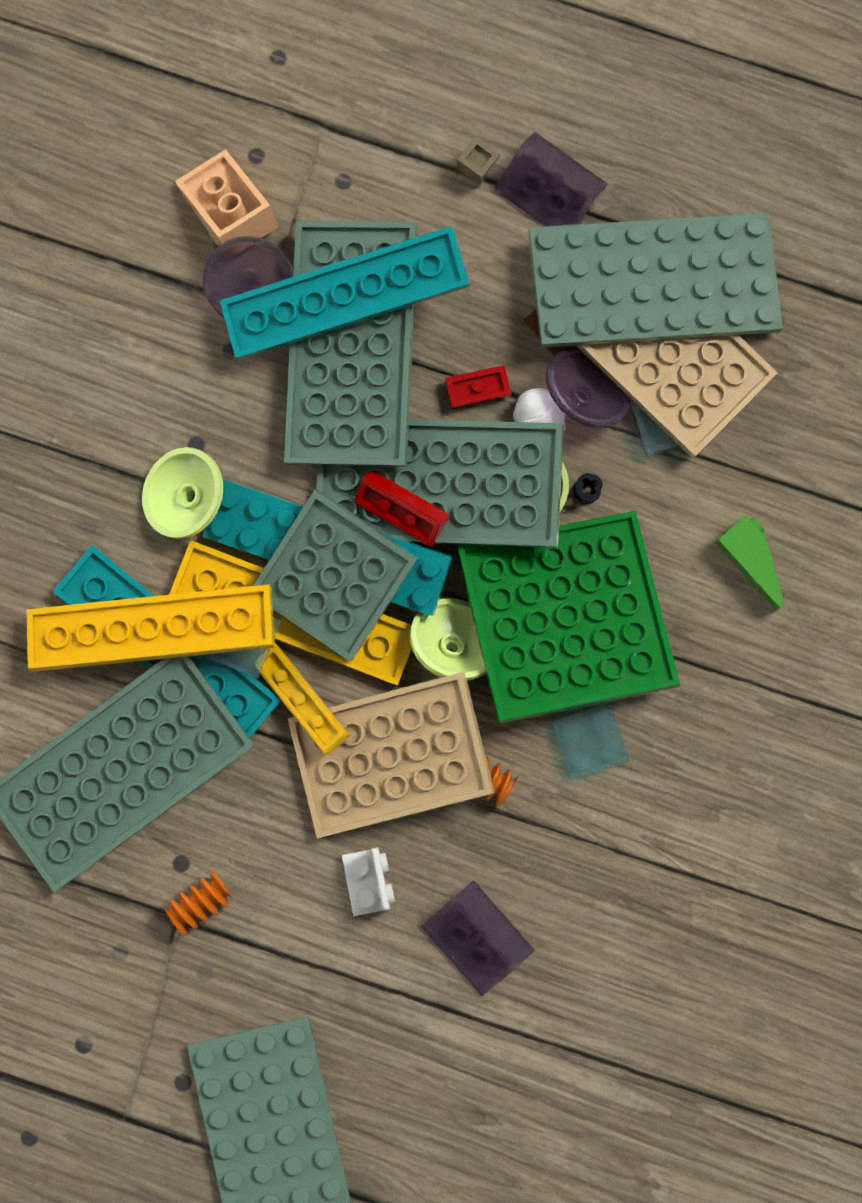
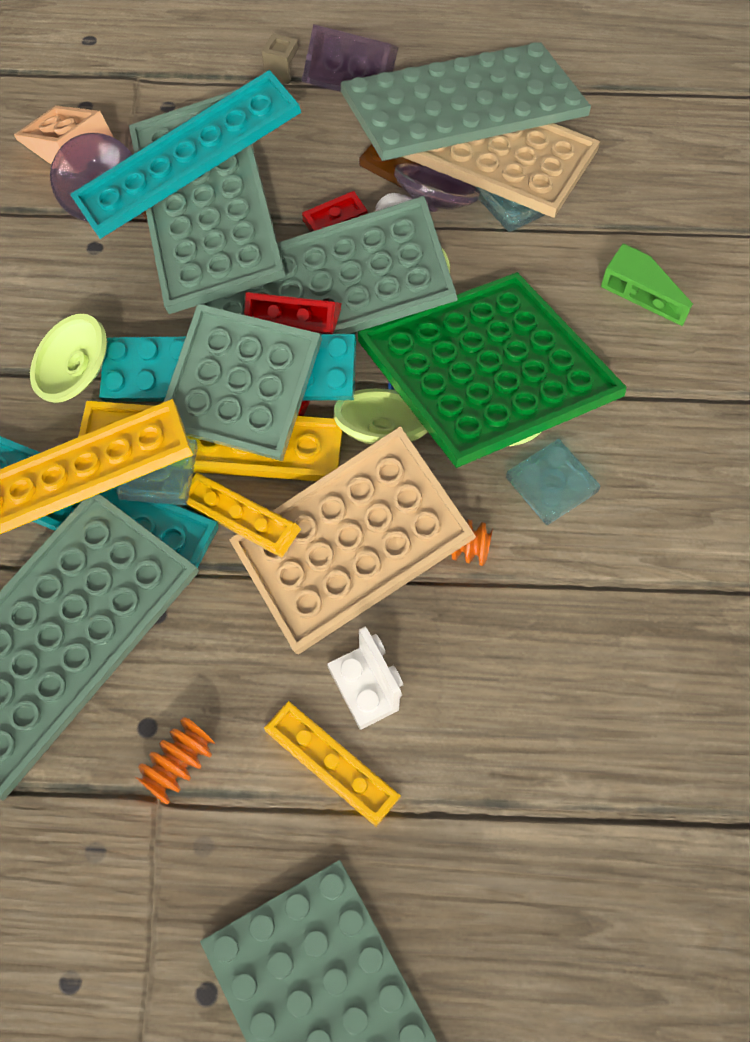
camera: 10 degrees left, 20 degrees down
(322, 937) = (332, 763): none -> yellow tile
(478, 938) = (508, 710): clear purple slope -> none
(586, 497) = (463, 262): black bush -> none

